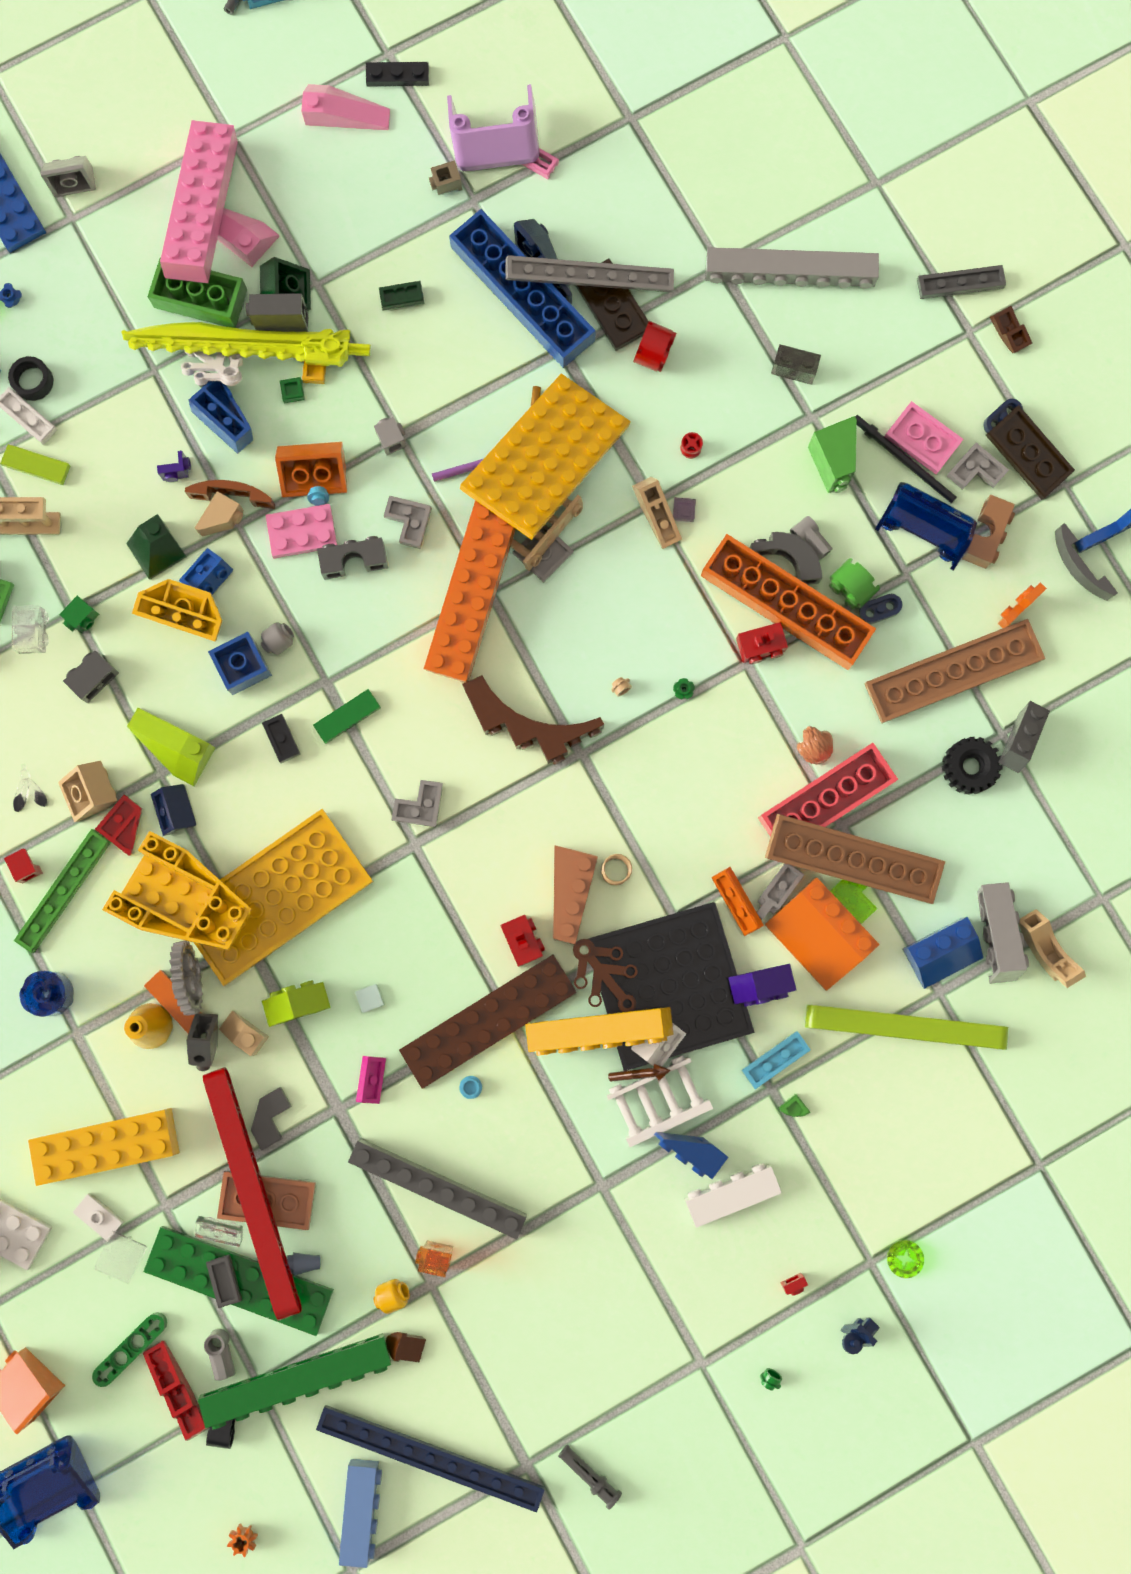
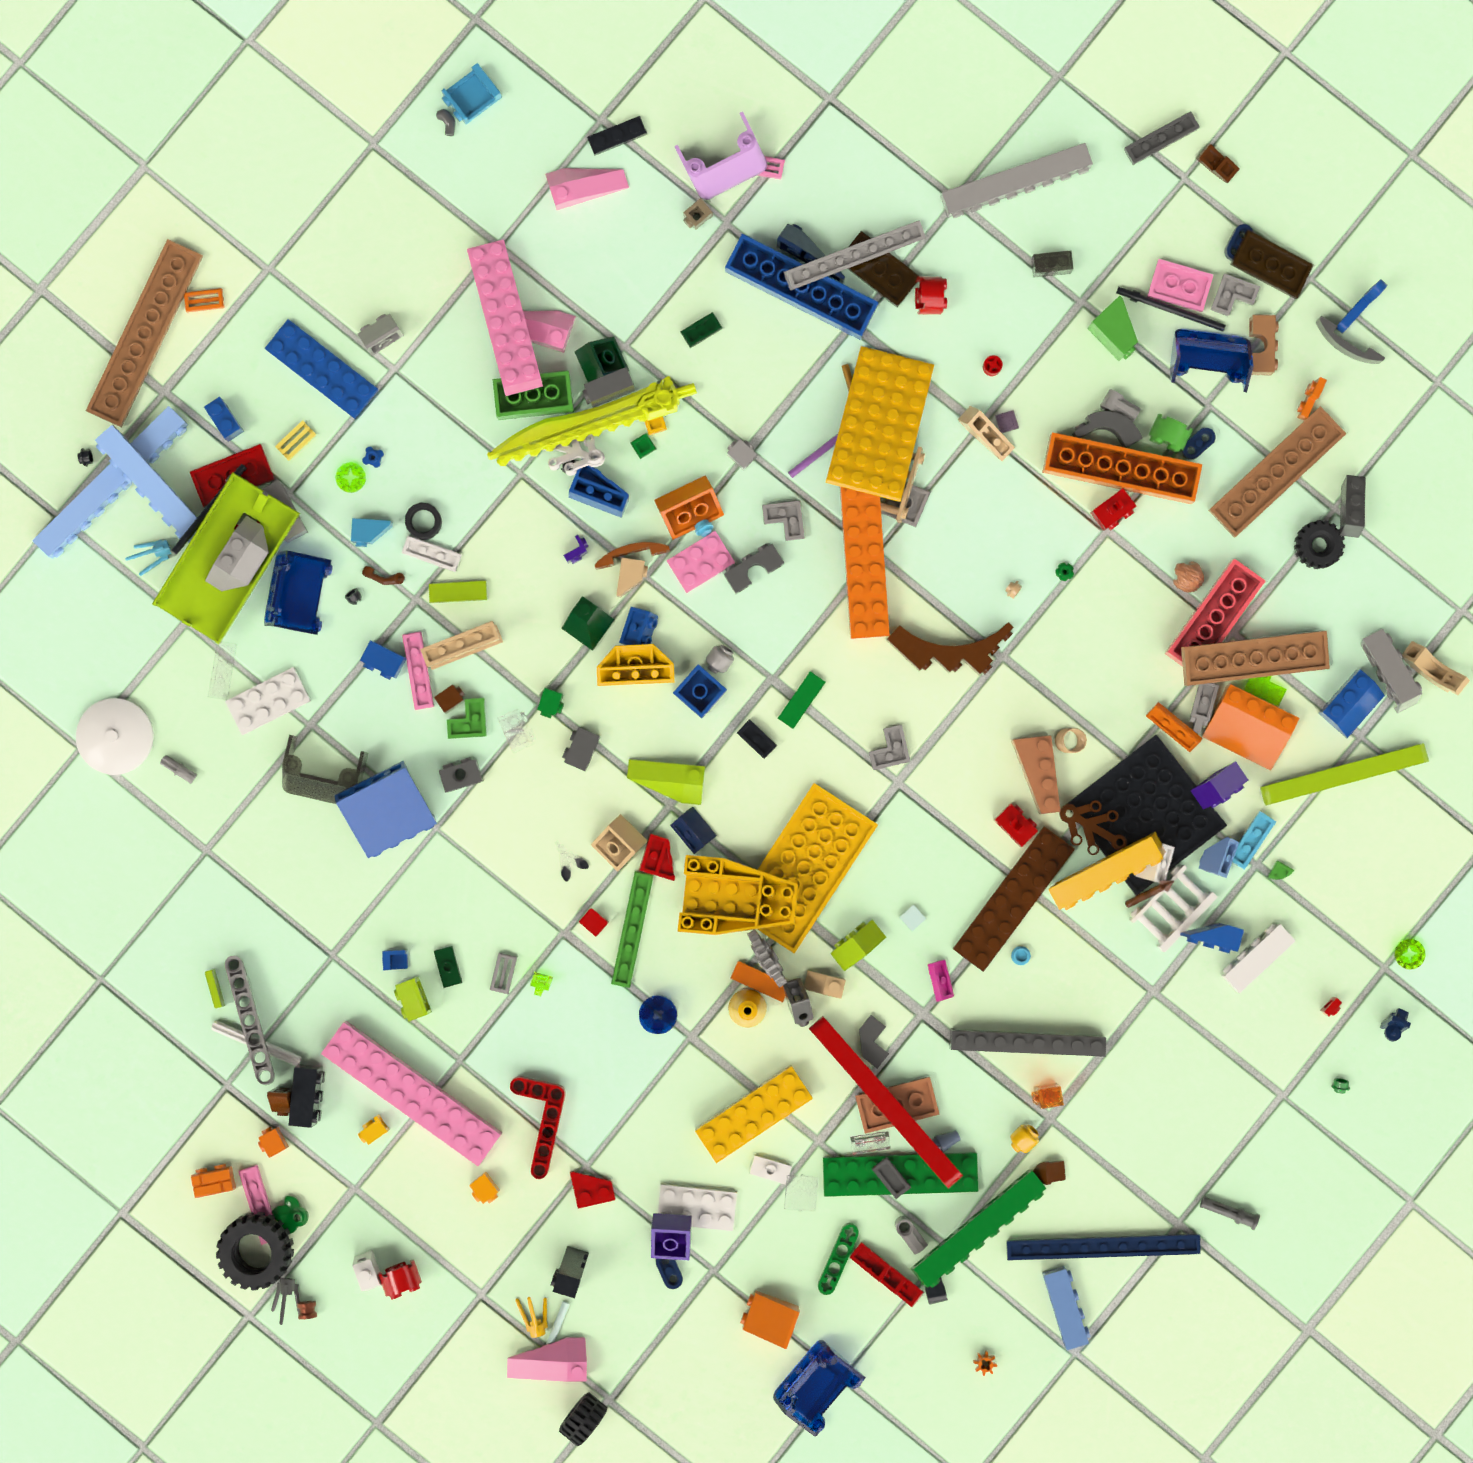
camera: 25 degrees left, 5 degrees up
(732, 1064) = (1219, 857): none -> medium blue slope

